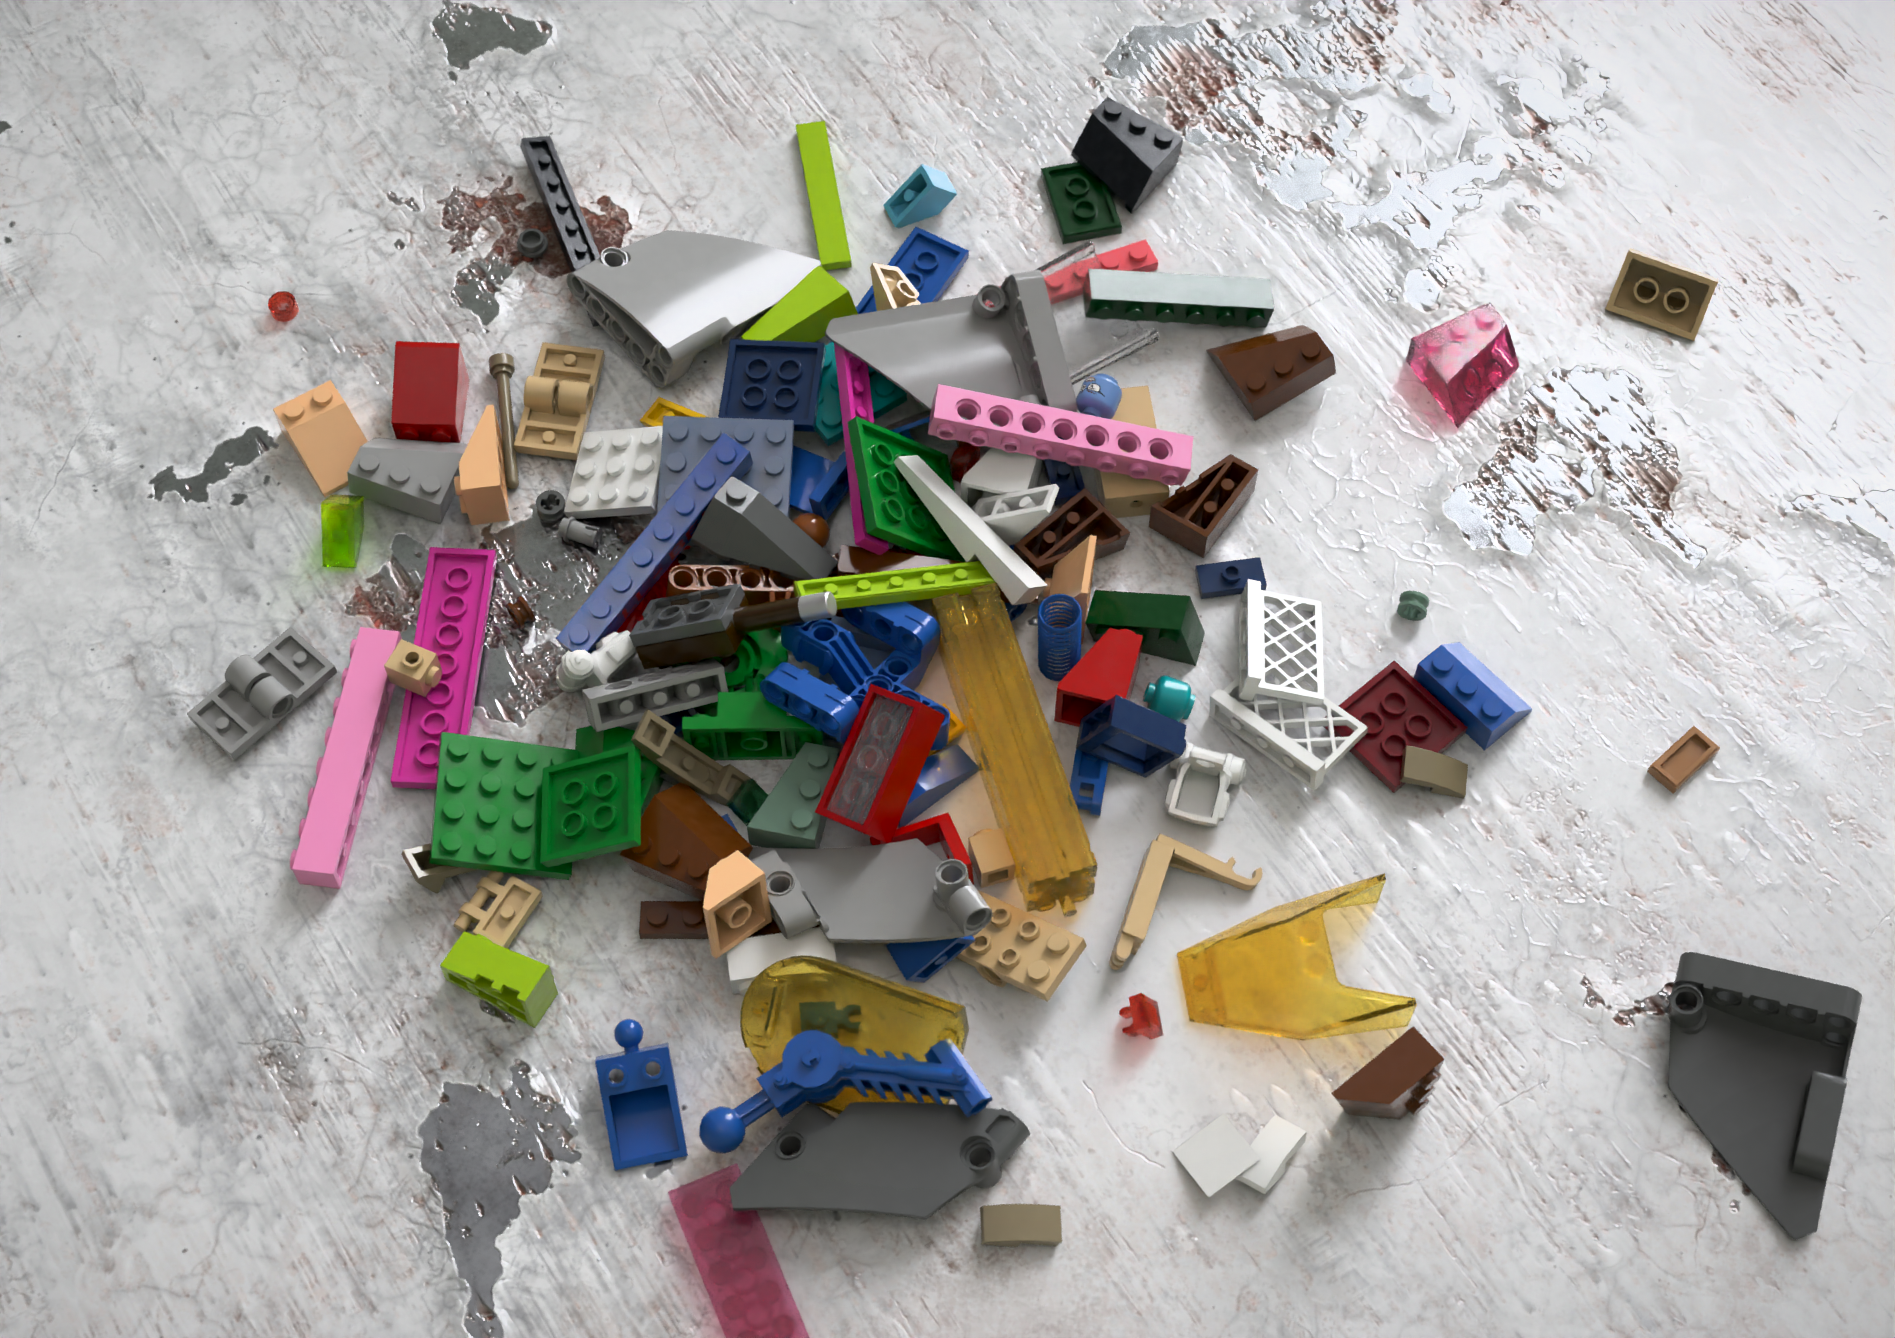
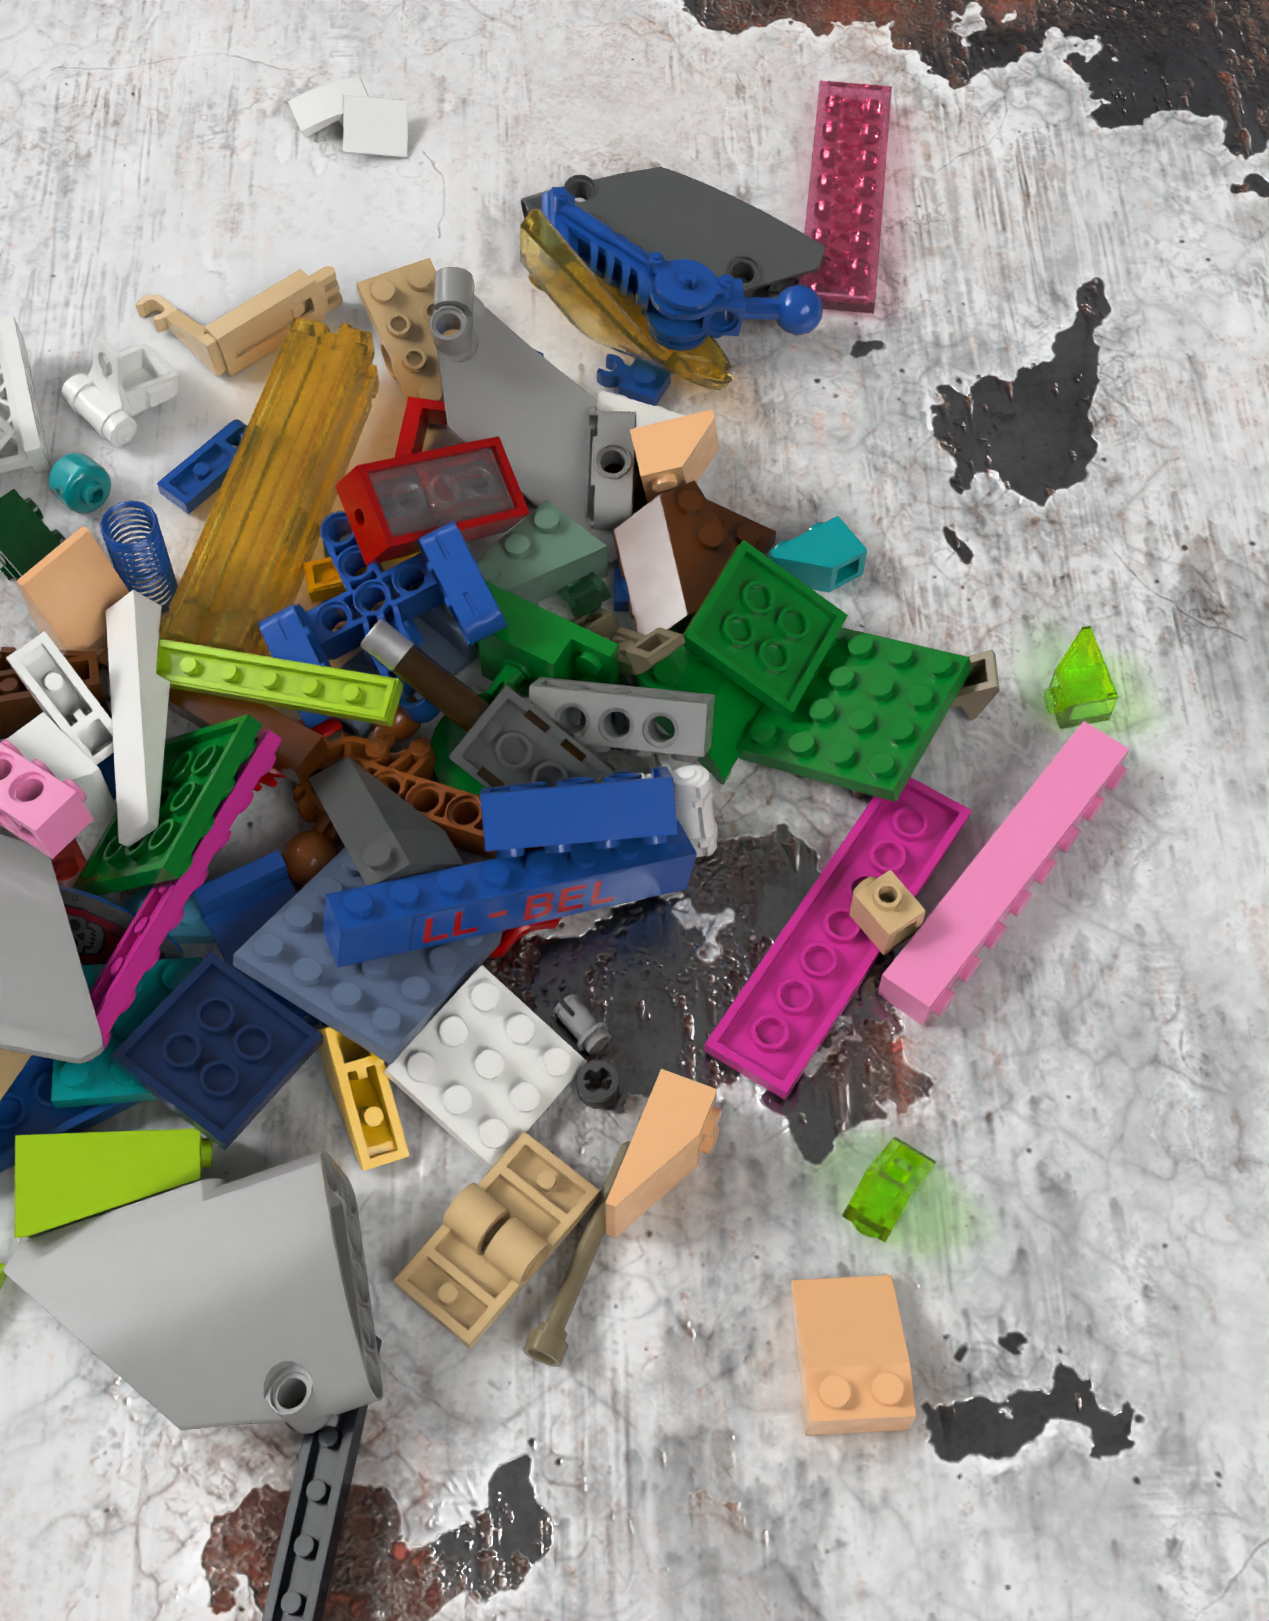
camera: 150 degrees left, 0 degrees up
(261, 692) = (1083, 1008): light grey plate -> none
(350, 919) = (1081, 684): none -> clear neon green slope
(407, 475) = (755, 1221): light grey wedge -> none
(429, 391) = (675, 1332): red slope -> none
(501, 977) = (940, 543): lime wedge -> none
(506, 914) = (911, 612): tan plate -> none
(520, 612) = (715, 947): reddish brown bush -> none
(532, 243) = (379, 1562): dark grey plate -> none
(592, 922) = (823, 555): none -> teal slope
(625, 589) = (579, 813): none -> blue wedge
(642, 1107) = (857, 389): blue slope -> none
(991, 857) = (377, 427): tan brick -> none
(1020, 1223) = (578, 153): dark tan slope -> none
(1099, 675) = (141, 478): red slope -> none
(1131, 736) = (149, 428): dark blue window -> none
(1145, 1017) = (350, 241): clear red tile -> none
(1281, 977) = (179, 223): clear yellow windscreen -> none
(1394, 1080) = (199, 63): reddish brown wedge -> none

